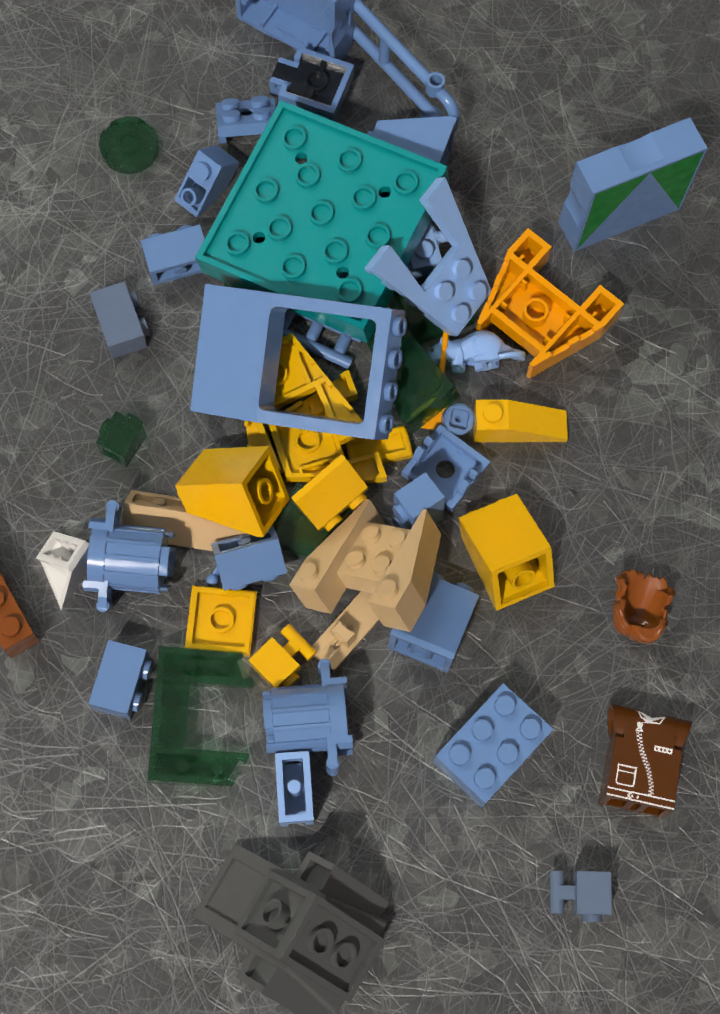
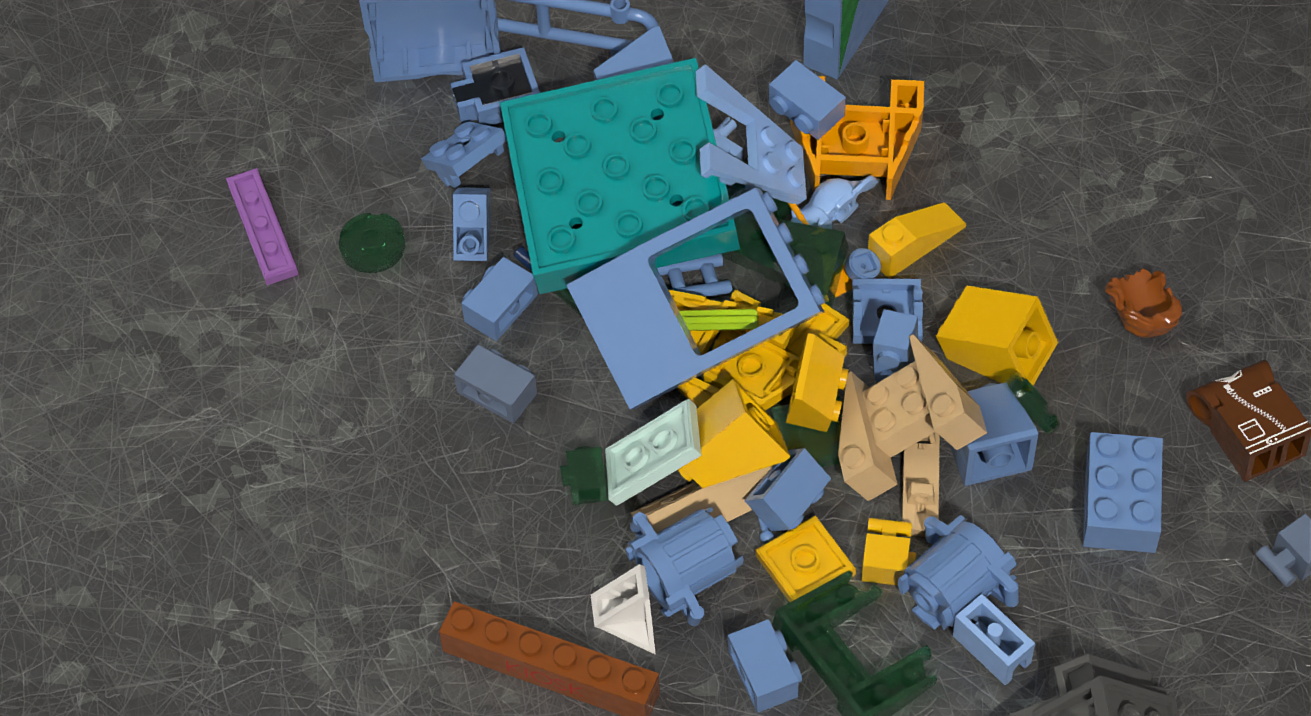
camera: 30 degrees left, 15 degrees down
(64, 78) = (262, 226): none -> medium lavender tile
(172, 458) = (652, 452): none -> light aqua tile
(306, 388) = (720, 319): none -> lime axle
(482, 625) = (1033, 402): none -> clear green tile
(515, 257) = (806, 100): none -> medium blue brick

